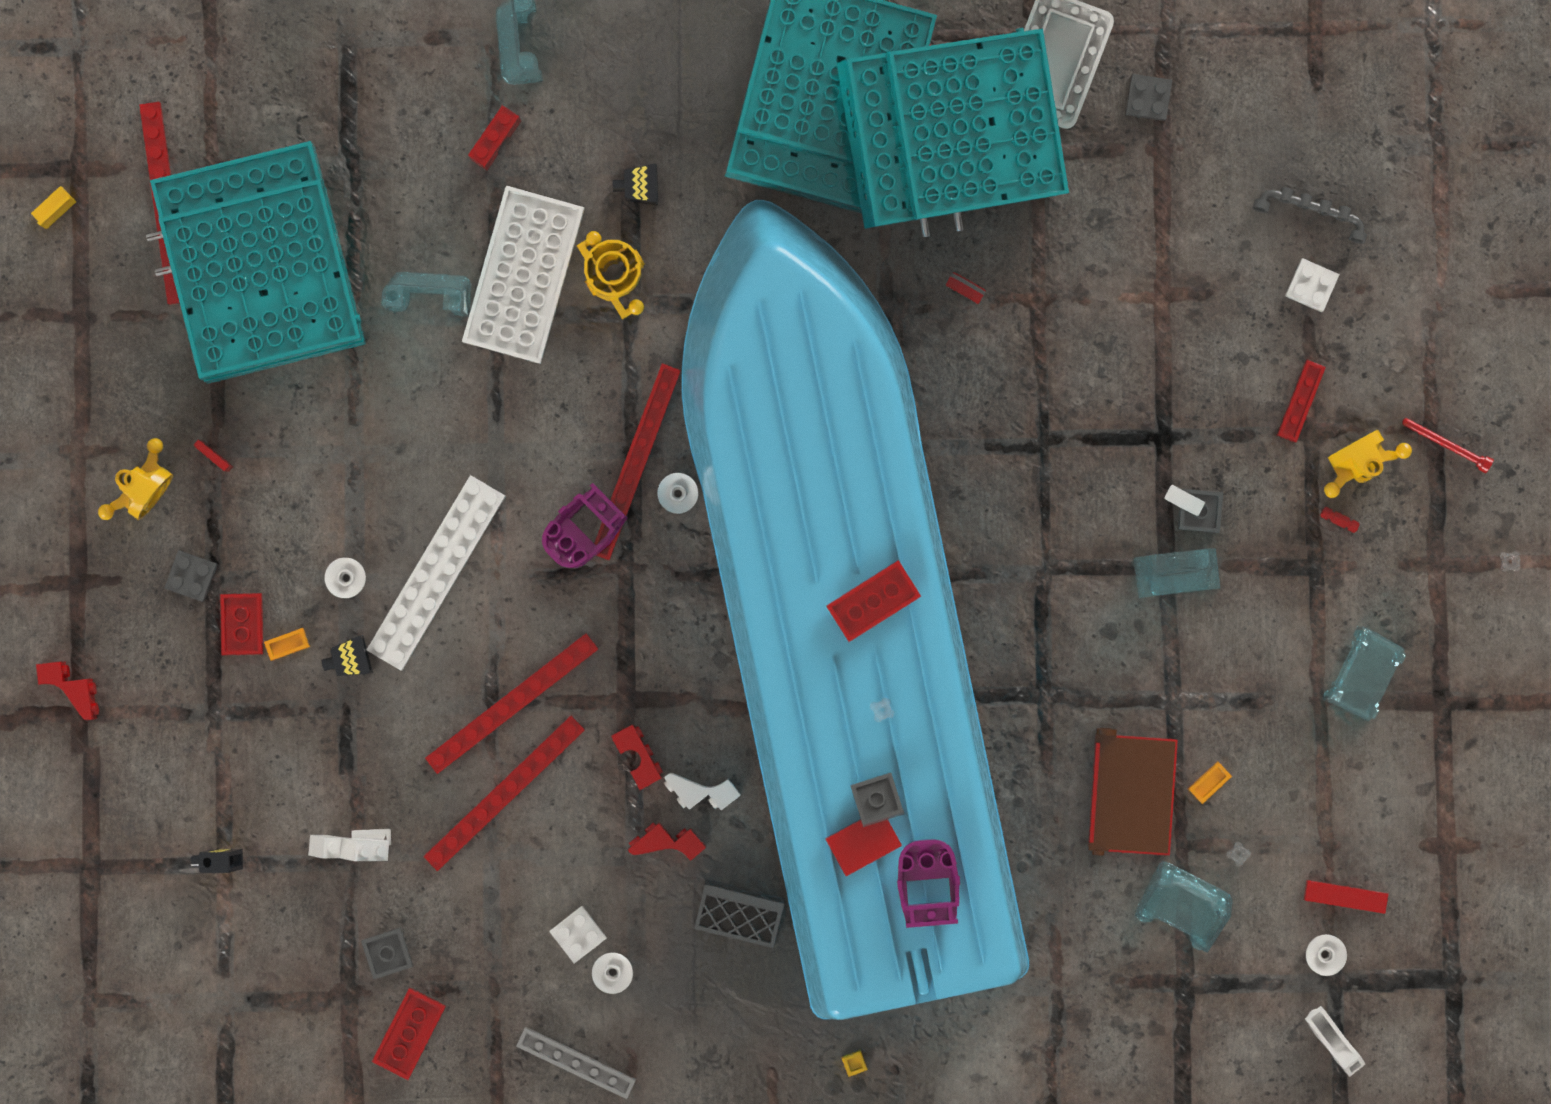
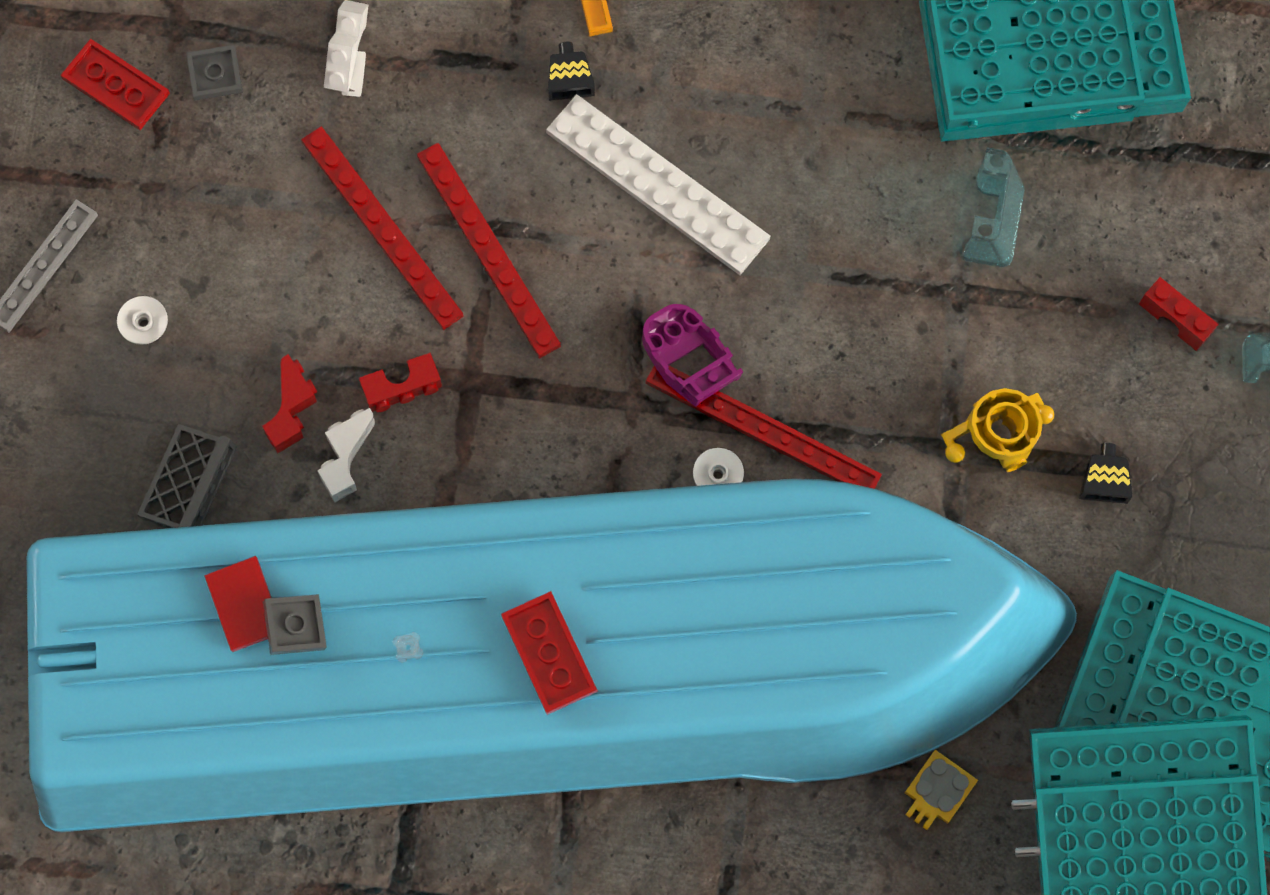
camera: 95 degrees right, 15 degrees down
(335, 573) = (667, 71): white dish -> none
(523, 274) = (1008, 327): white plate -> none
(578, 934) = (196, 289): white plate -> none
(906, 294) = (939, 789): none -> piece
(928, 861) = (205, 677): magenta slope -> none
(965, 287) = (939, 868): red sticker -> none

